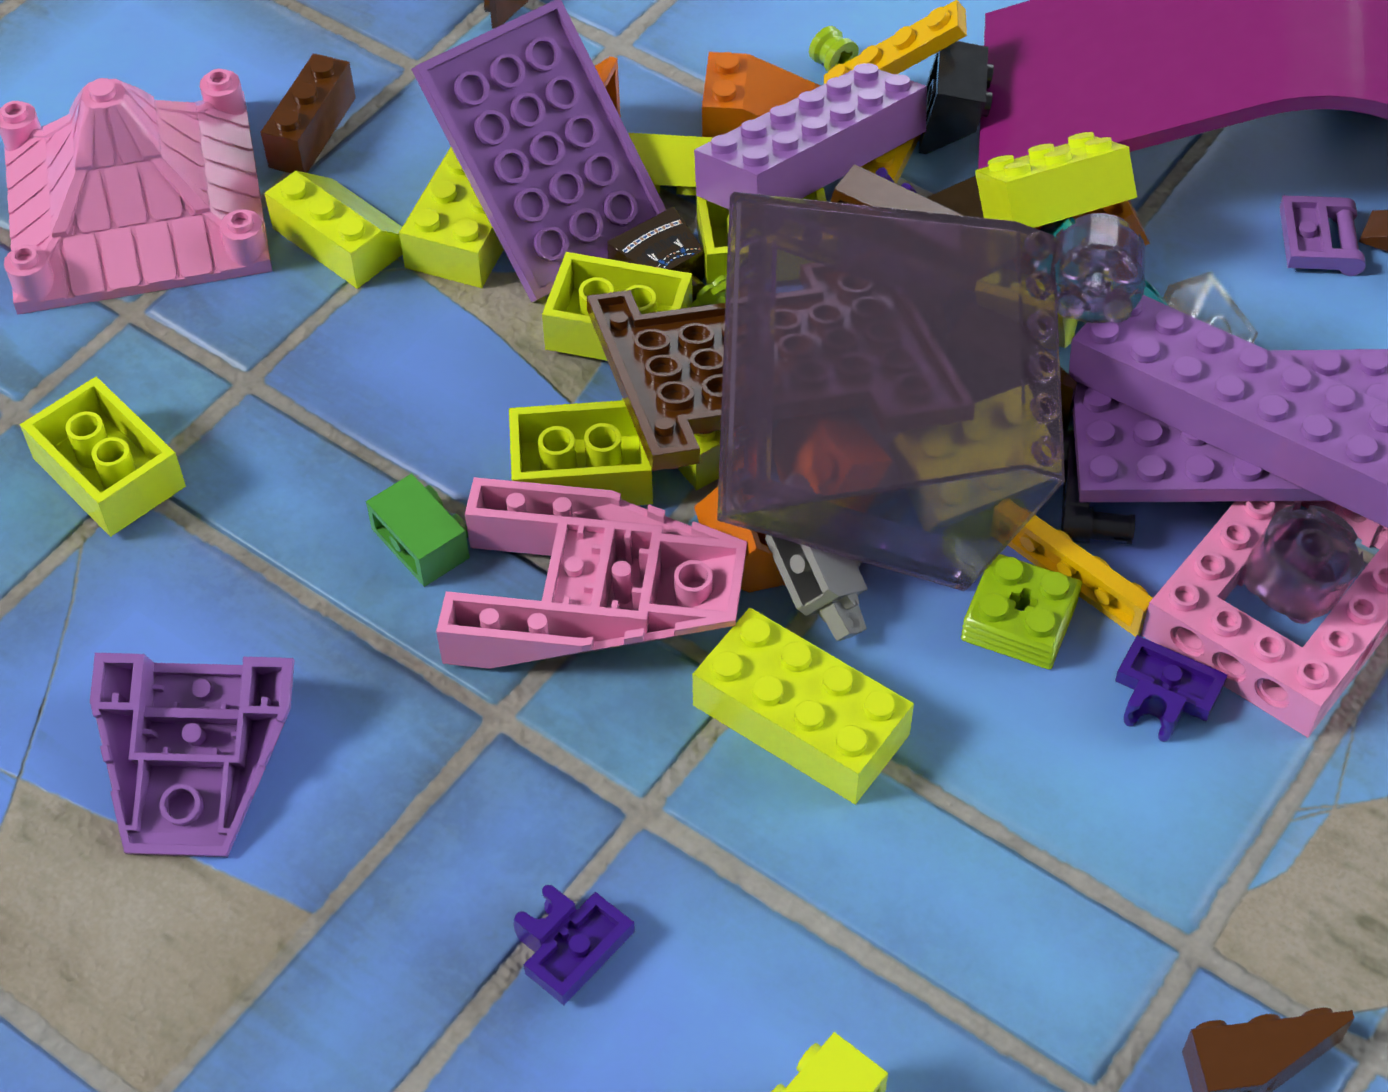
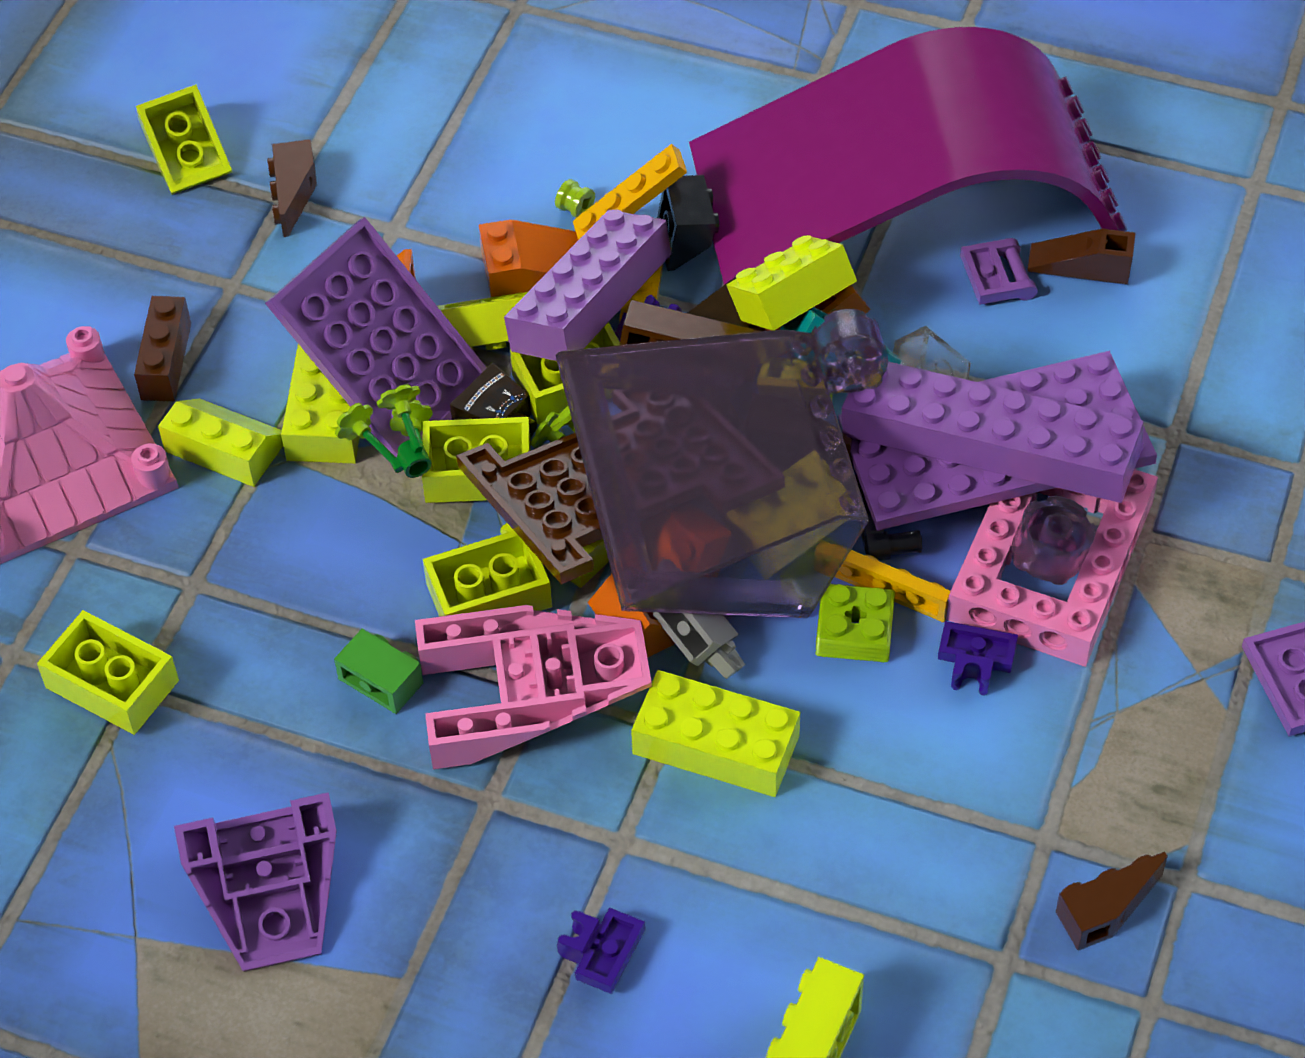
camera: 15 degrees left, 0 degrees up
(548, 246) = (407, 418): none -> lime plant

